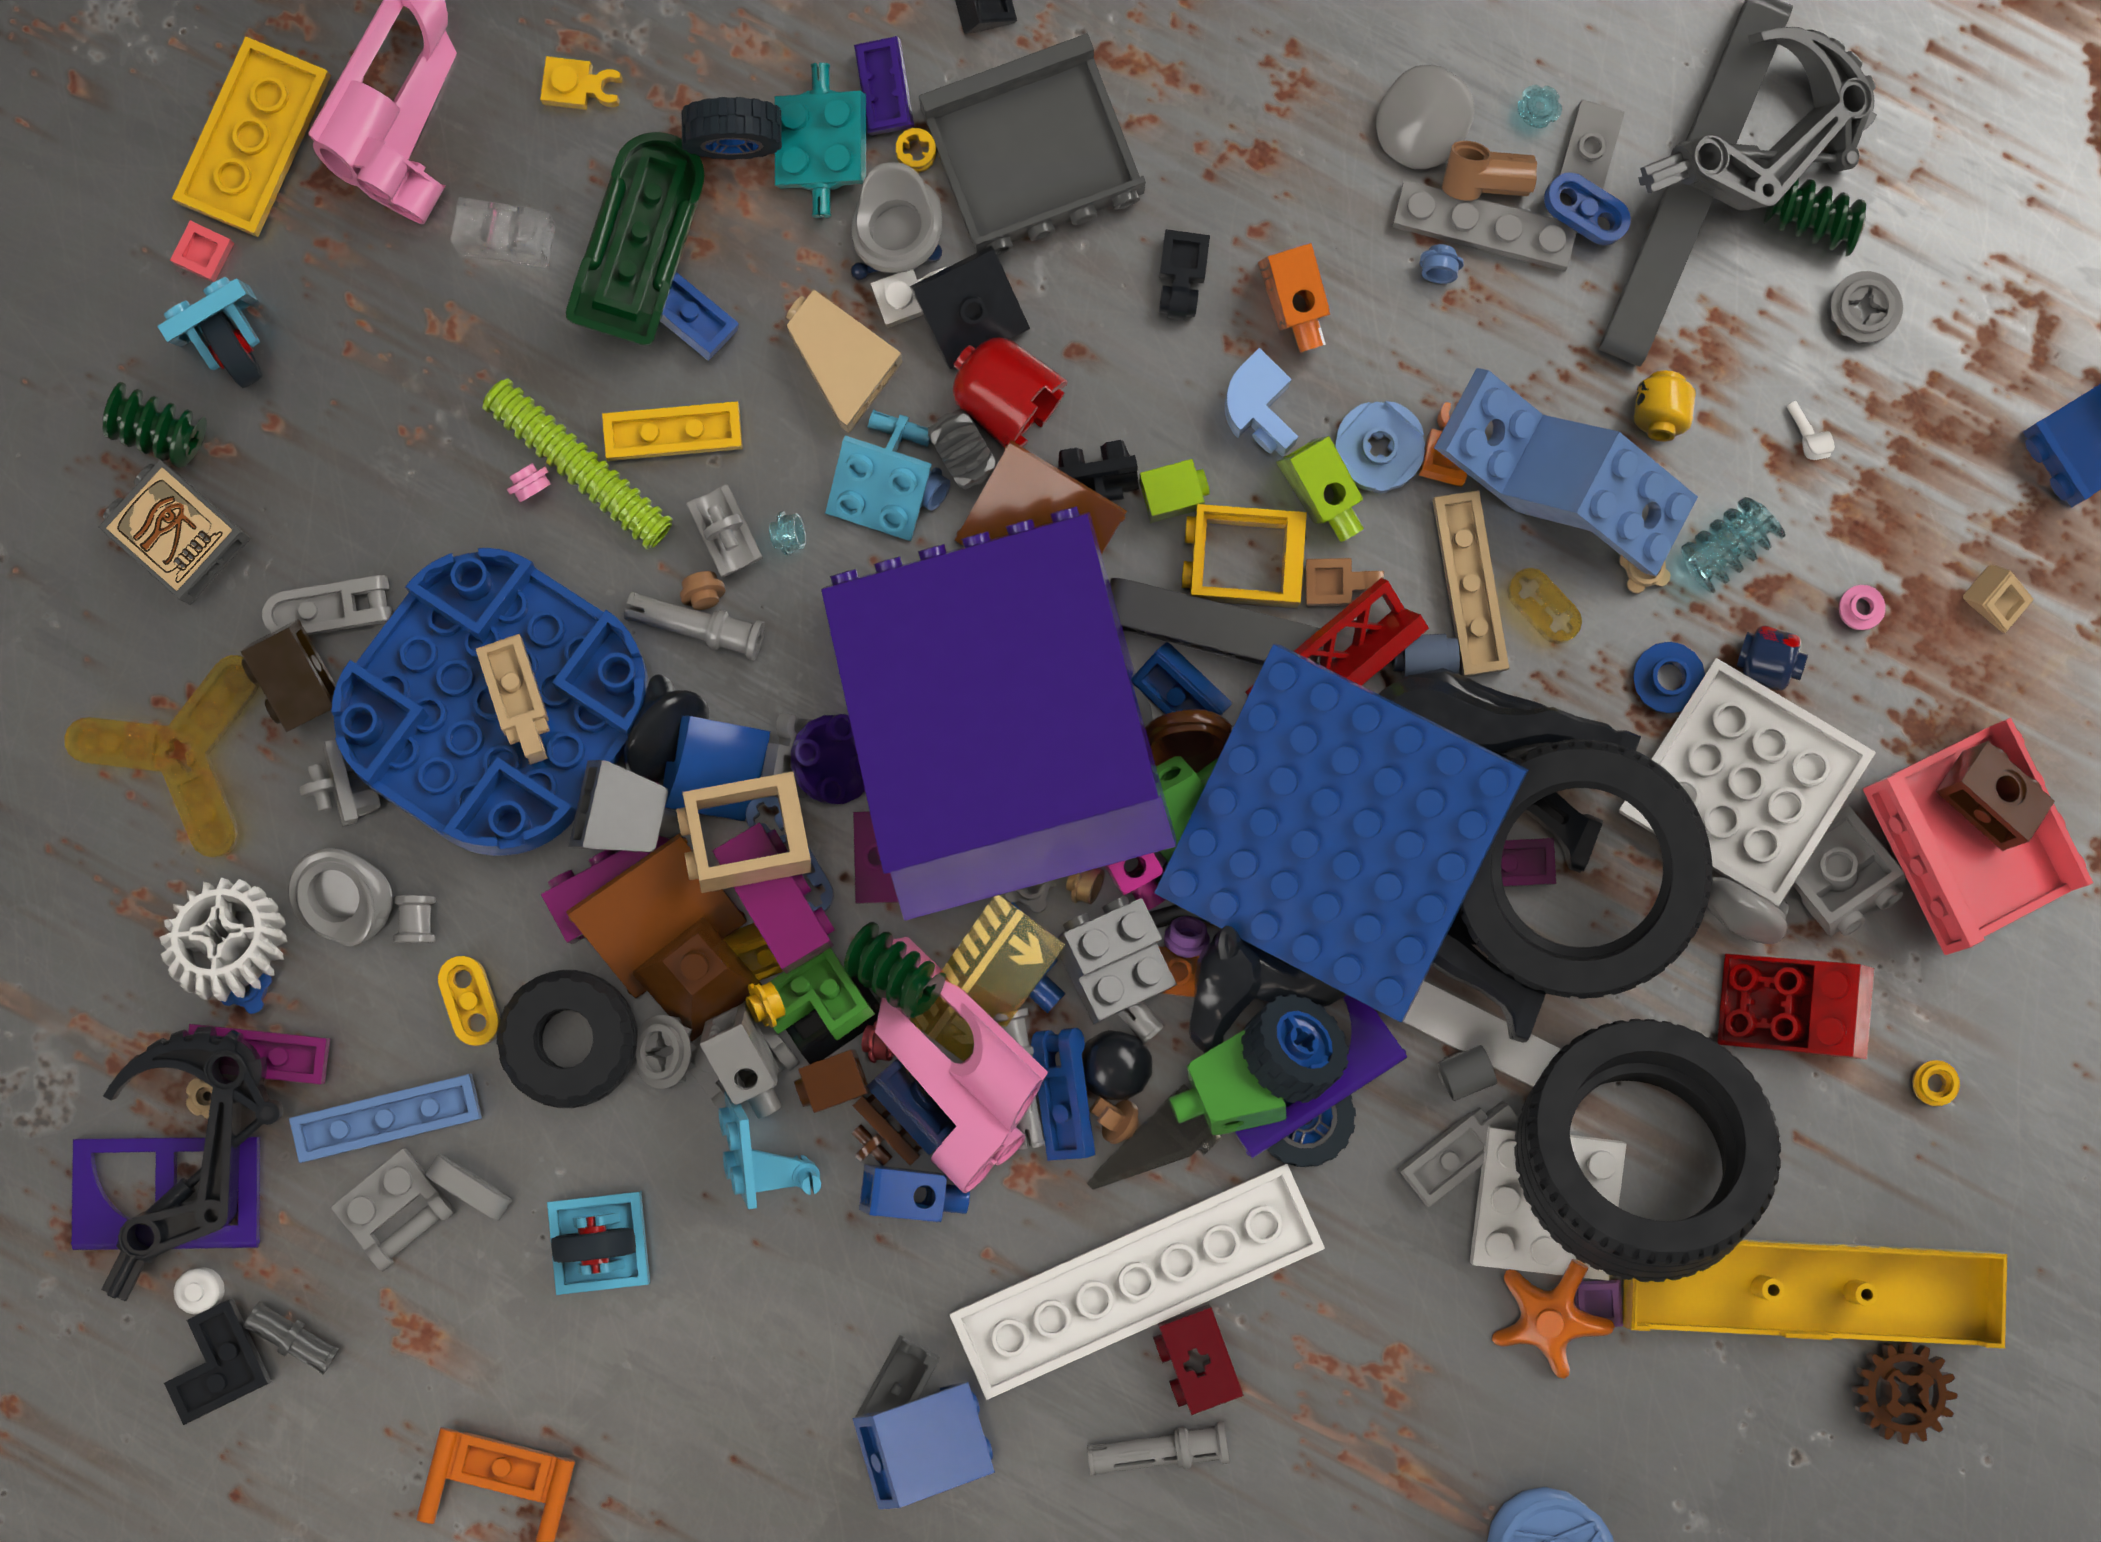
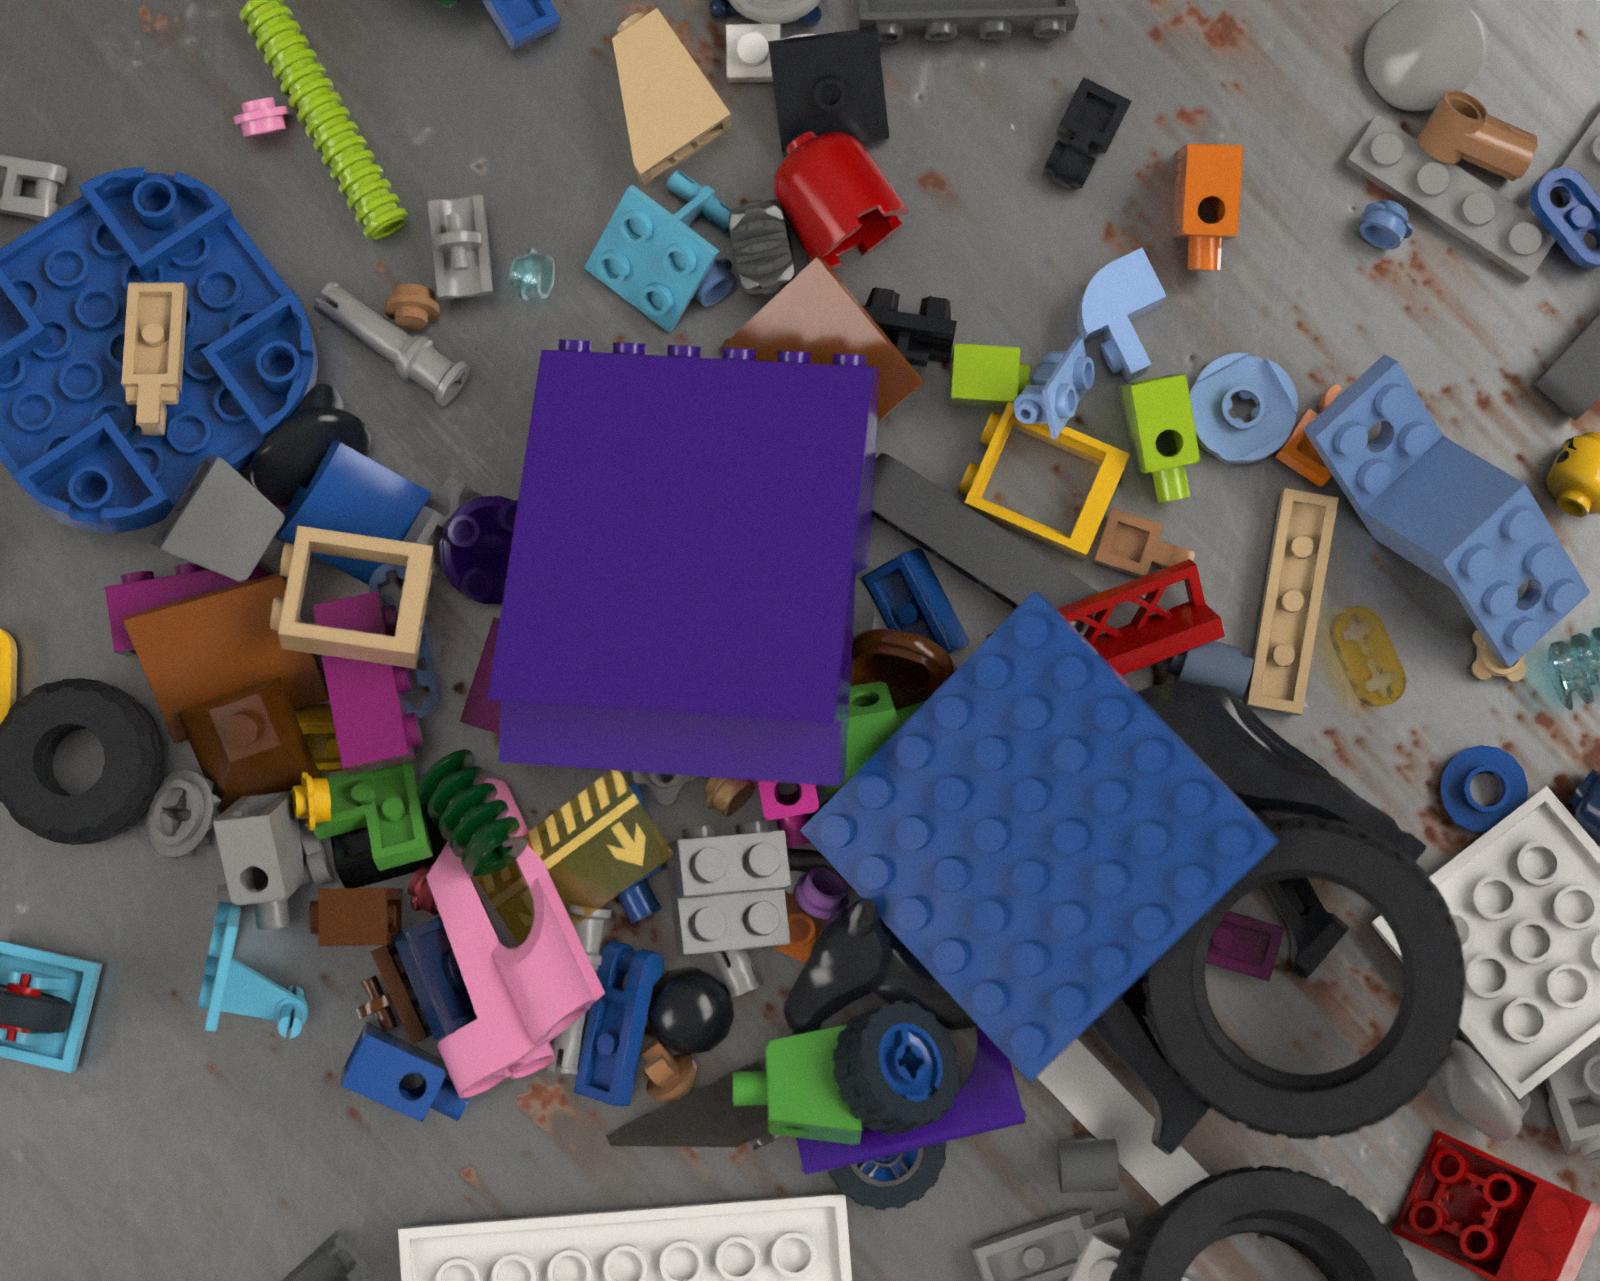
camera: 30 degrees right, 0 degrees up
(672, 431) = (443, 115): yellow plate -> none
(1231, 480) = (1056, 388): none -> light blue hinge
(1539, 117) = (1553, 93): clear light blue plate -> none

